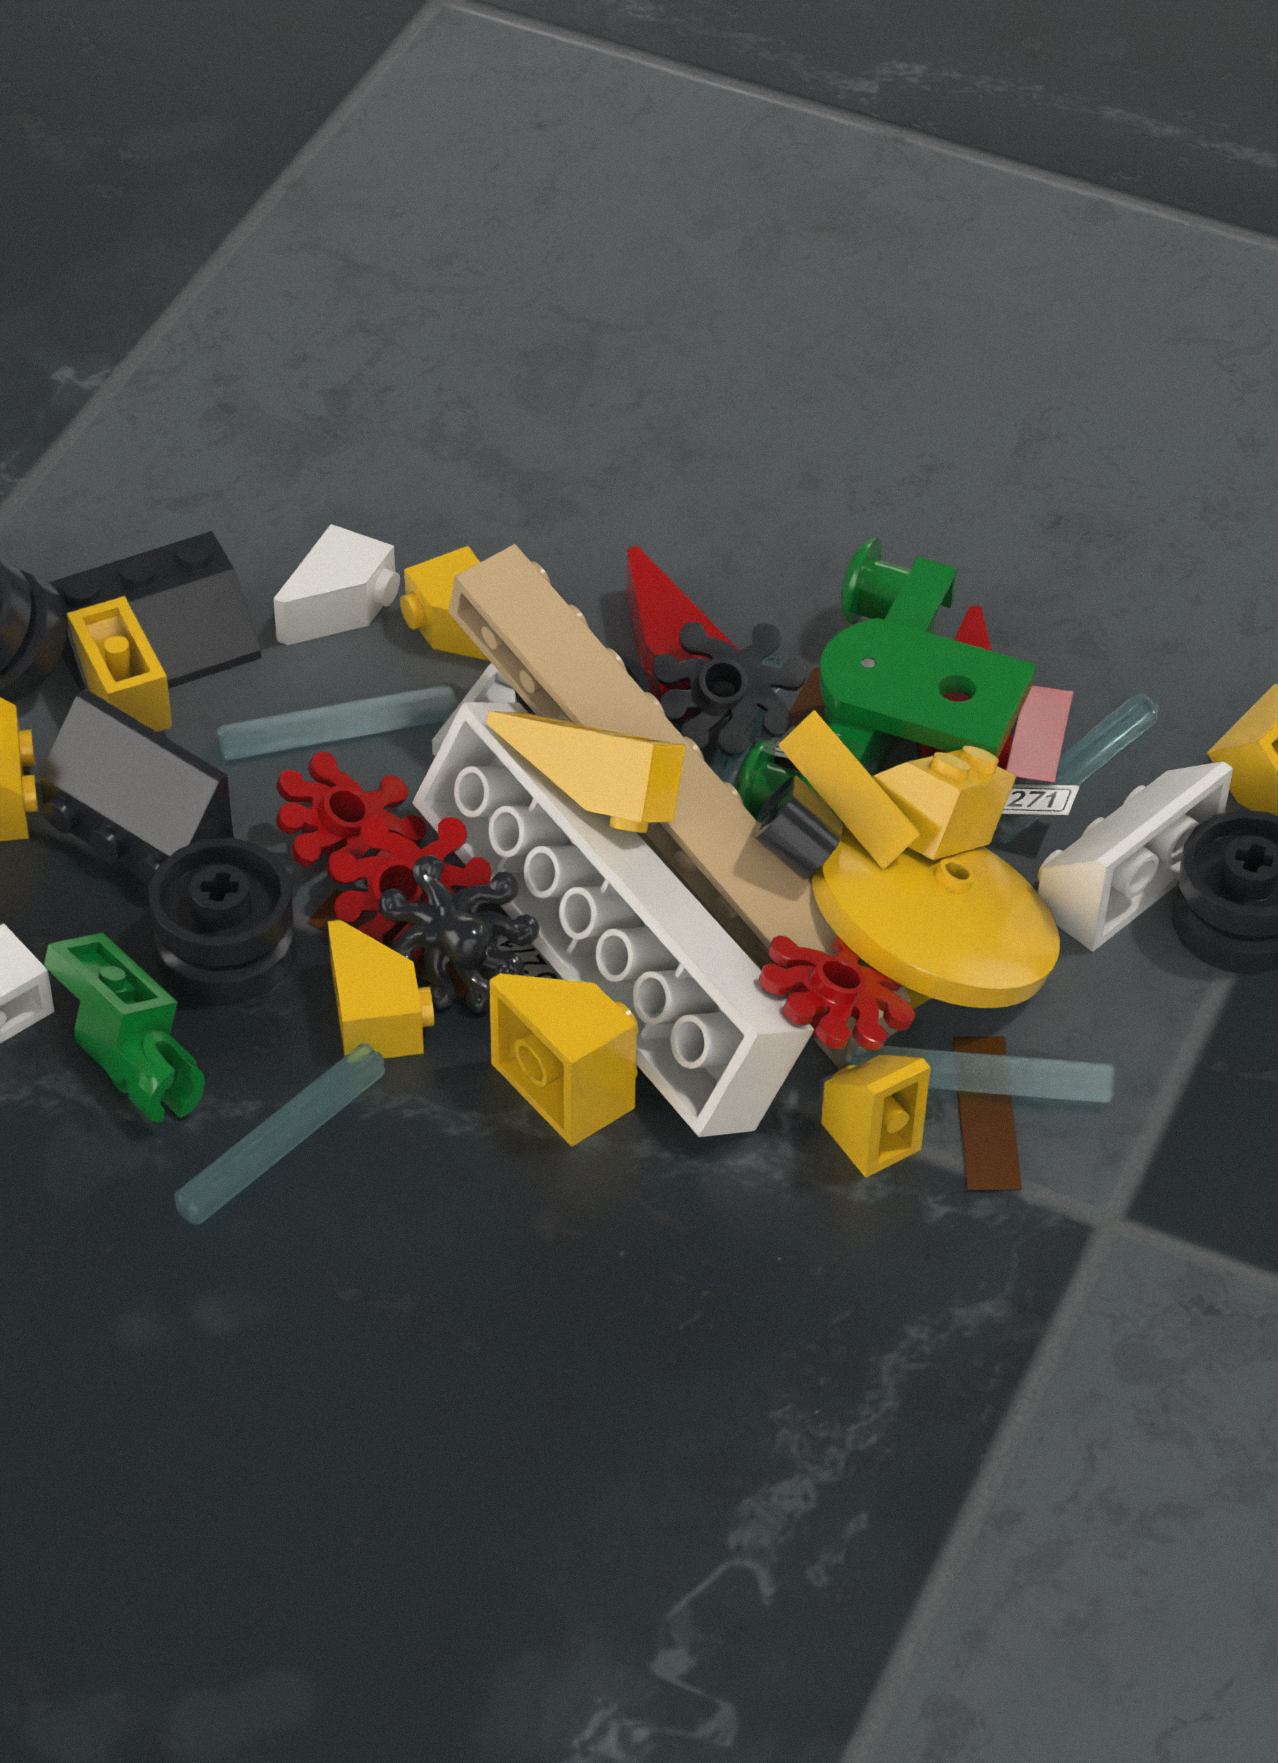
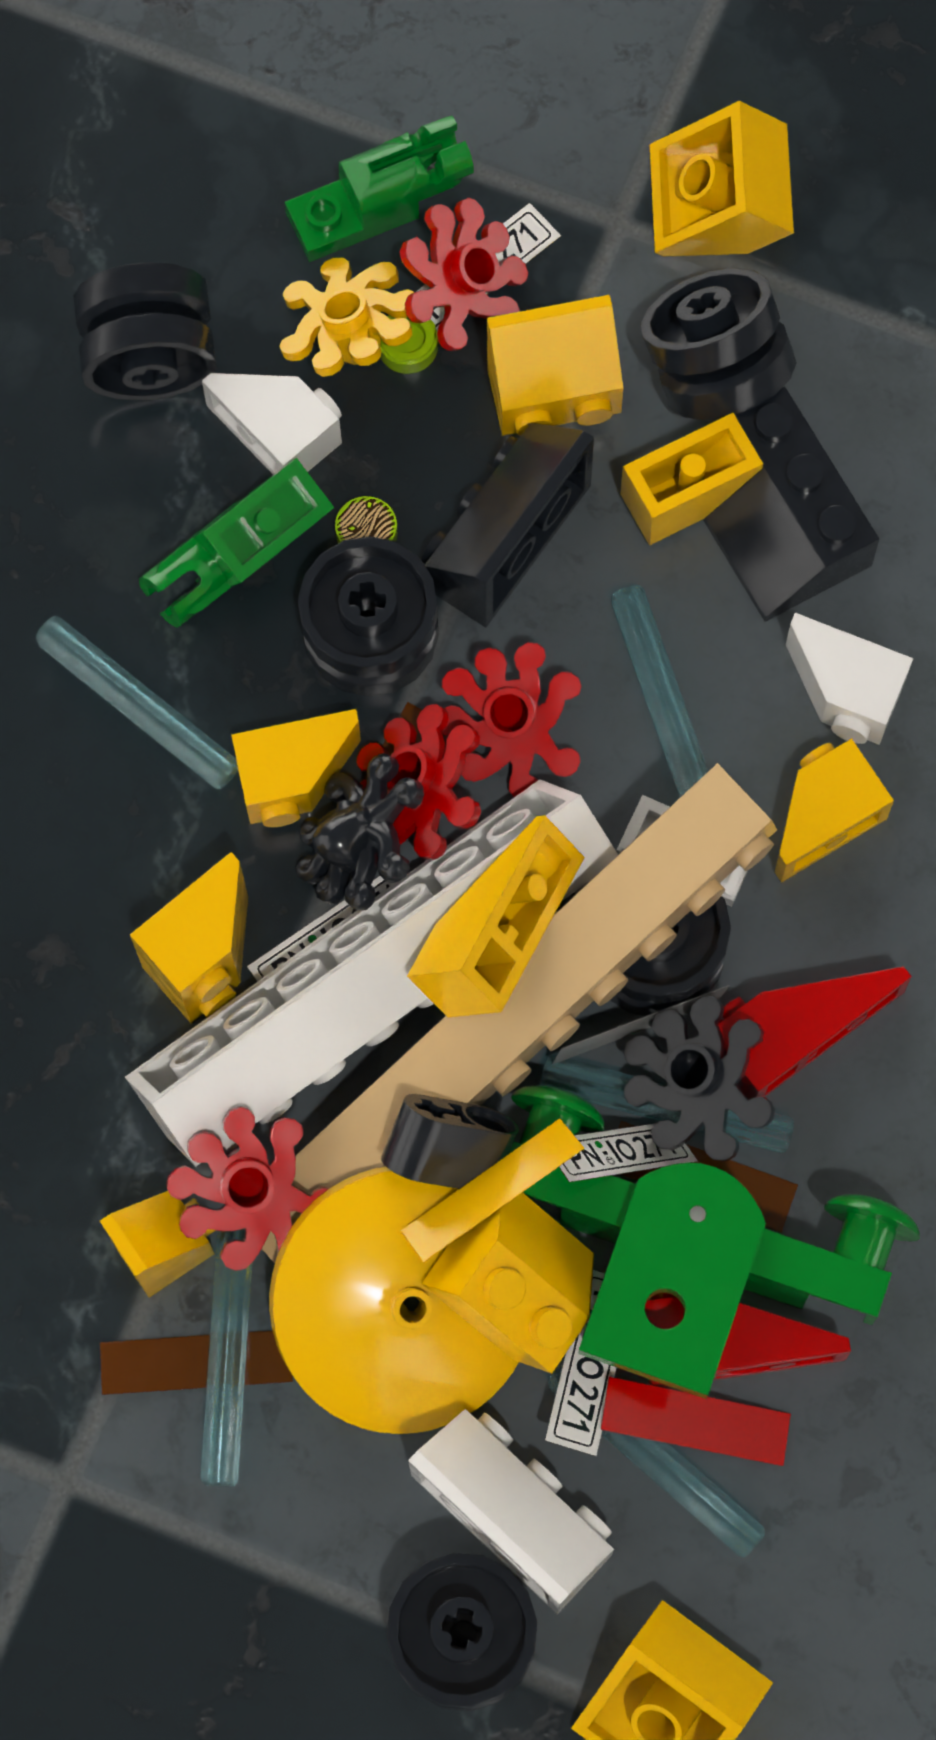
camera: 90 degrees right, 25 degrees up
(124, 929) = (366, 518): none -> tile

